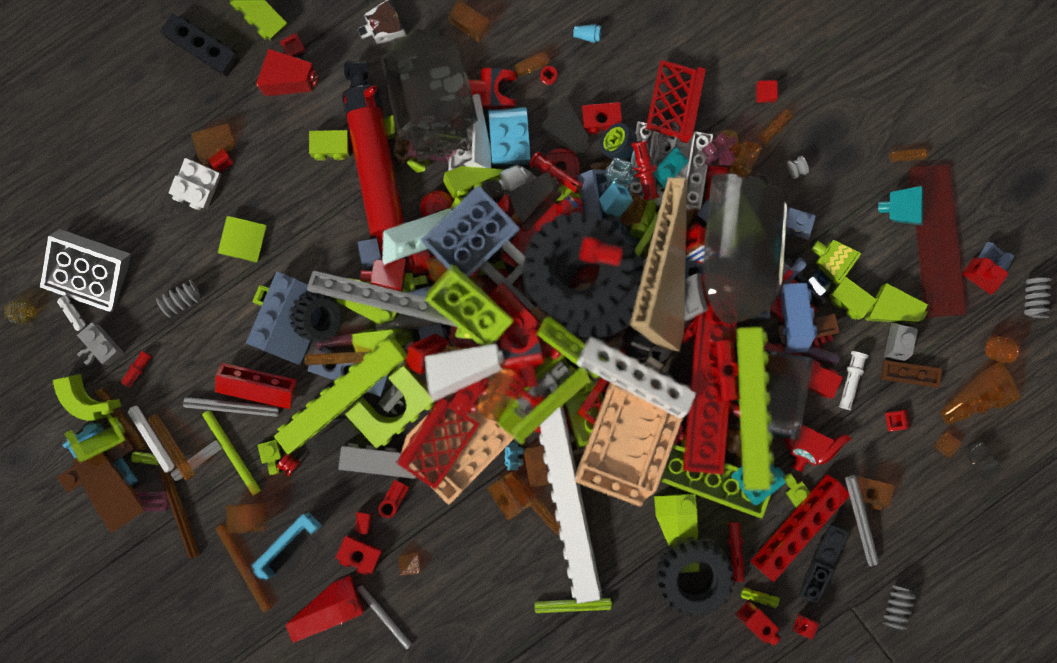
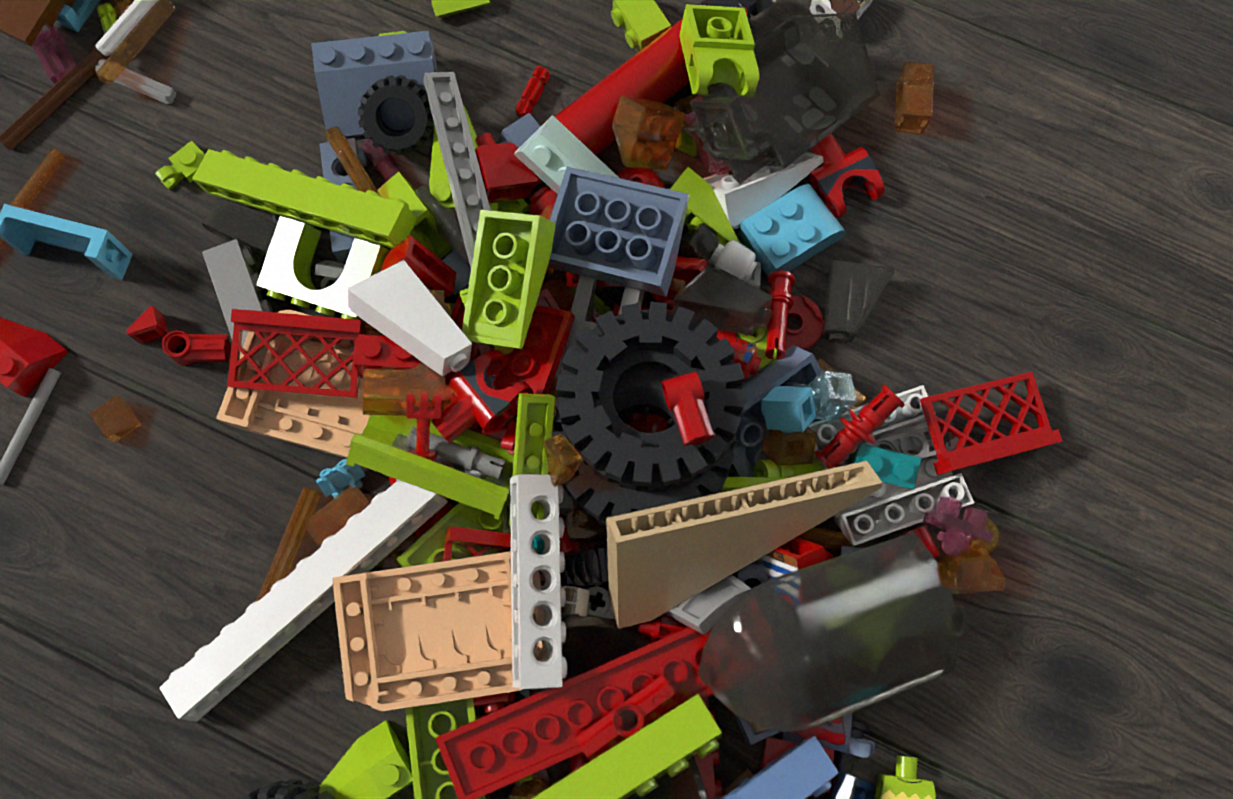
camera: 65 degrees right, 10 degrees down
(227, 406) = (228, 86): light grey axle -> none
(231, 452) = (166, 117): lime piece -> none
(246, 518) = (79, 171): clear orange brick -> none
(255, 385) = (267, 95): red brick -> none
(288, 464) = (182, 191): red wheel -> none
(338, 232) = (532, 91): none -> red axle
(370, 555) = (106, 358): red brick -> none
(393, 116) = (719, 49): none -> lime brick
(410, 182) = (646, 132): none -> clear orange slope
(509, 496) = (277, 502): clear orange brick -> none
(532, 64) = (909, 207): clear orange beam -> none
(552, 70) = (915, 231): red bush -> none
(572, 605) = (155, 677): lime axle -> none
(585, 331) = (561, 459): none -> clear orange slope
(588, 32) = (1003, 258): medium azure cone -> none
(610, 111) = (896, 321): red brick -> none
(617, 141) = (873, 369): black wheel -> none
(766, 91) = (1089, 551): red slope -> none
(775, 126) = (1047, 594): clear orange pin -> none
(797, 167) = (1008, 662): light grey wheel -> none
(799, 223) = (924, 712): sand blue torso -> none

